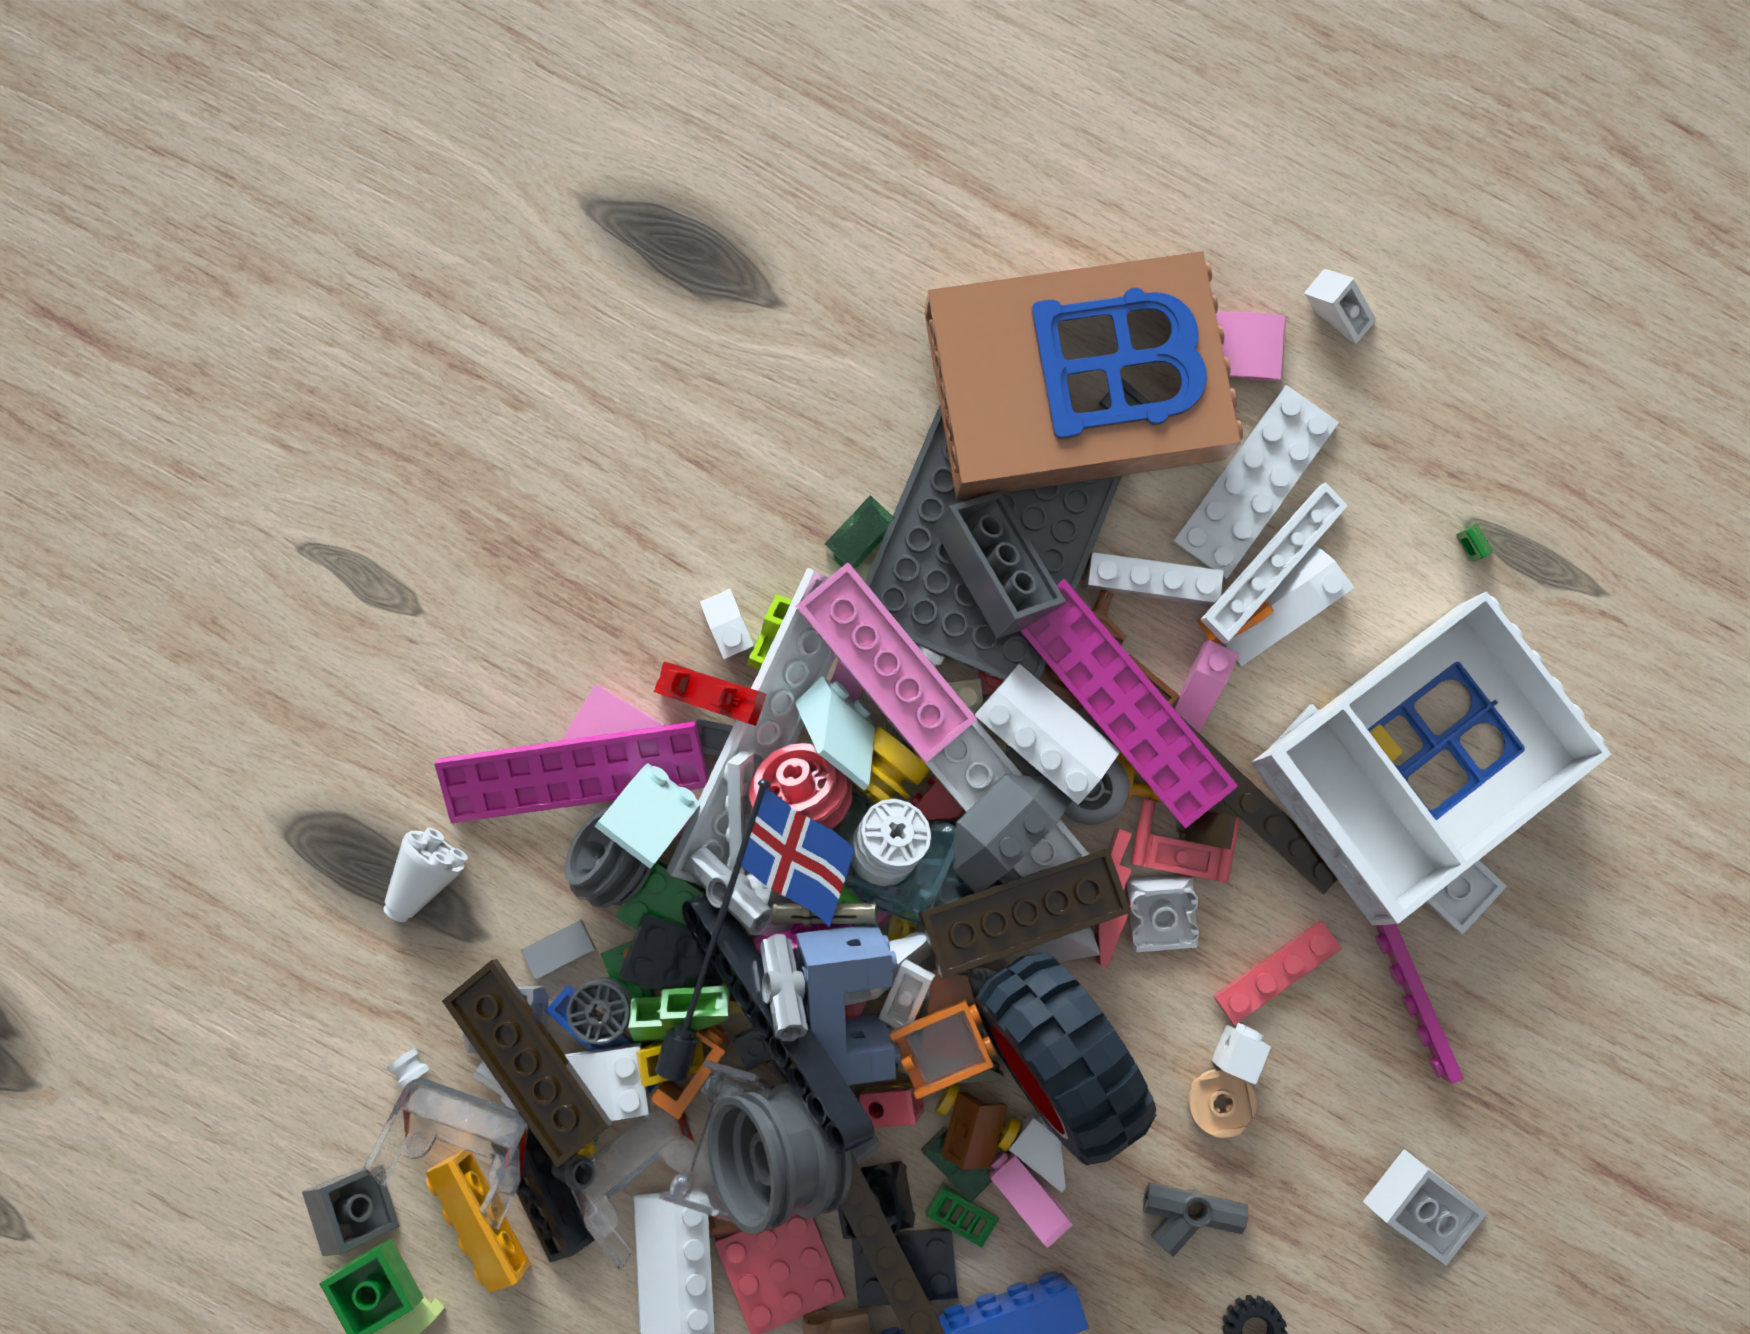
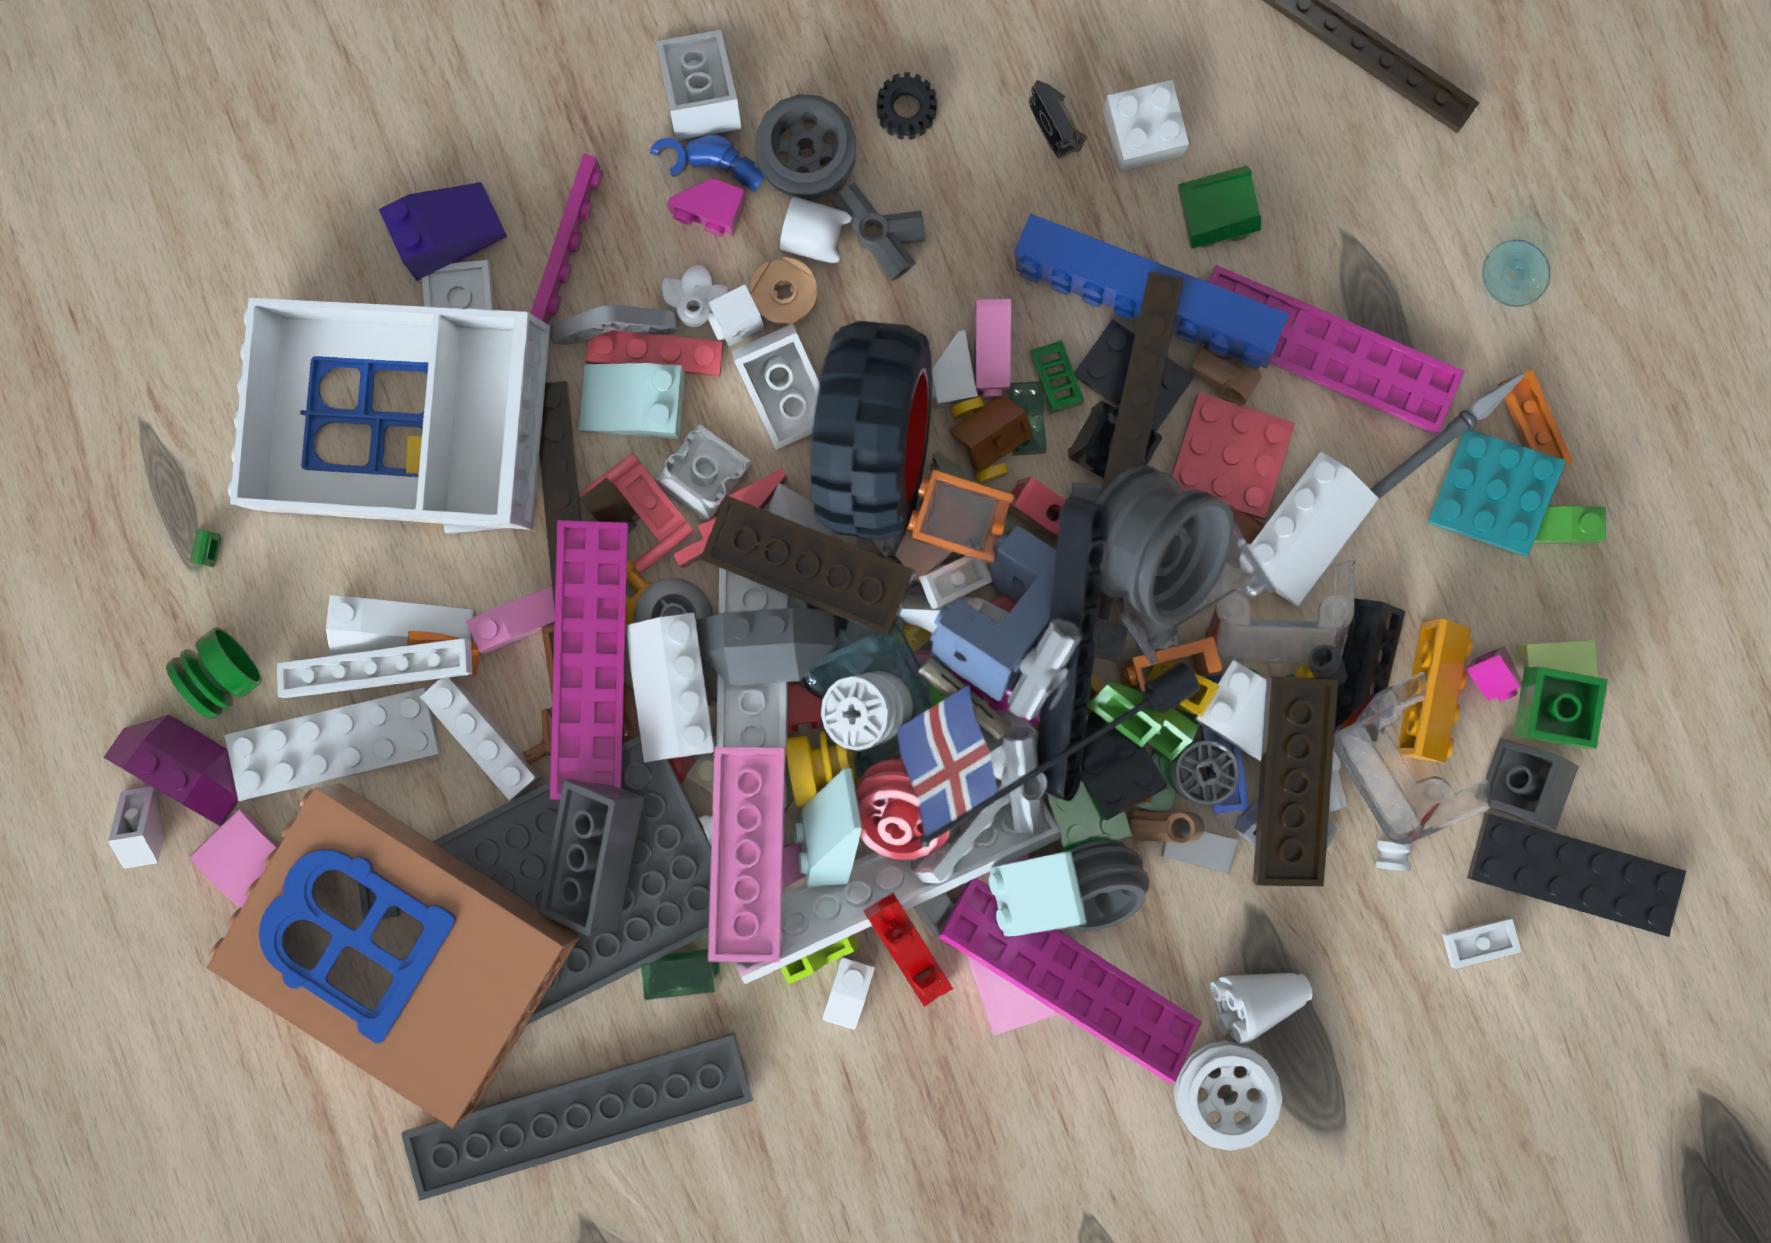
camera: 140 degrees left, 0 degrees up
(259, 1171) = (1576, 874): none -> black plate
(289, 1058) = (1481, 943): none -> white plate
(366, 758) = (1260, 1113): none -> white wheel
(441, 1273) = (1495, 674): none -> dark pink slope
(596, 944) = (1164, 826): none -> medium nougat piece
(846, 373) = (578, 1116): none -> dark grey plate
(1162, 1030) = (780, 384): none -> white slope
(1241, 1170) = (813, 230): none -> white piece
(1262, 922) = (632, 399): none -> light aqua slope
(1285, 1205) = (812, 180): none -> dark grey wheel
(1290, 1043) = (692, 291): none -> white plate
(1331, 972) = (615, 318): none -> light grey beam
(1334, 1122) = (710, 204): none -> dark pink slope
(1351, 373) = (179, 765): none -> magenta wedge
(1368, 1165) = (714, 152): none -> blue piece
(1386, 459) = (213, 673): none -> green wheel
(1518, 930) = (441, 226): none -> dark purple slope

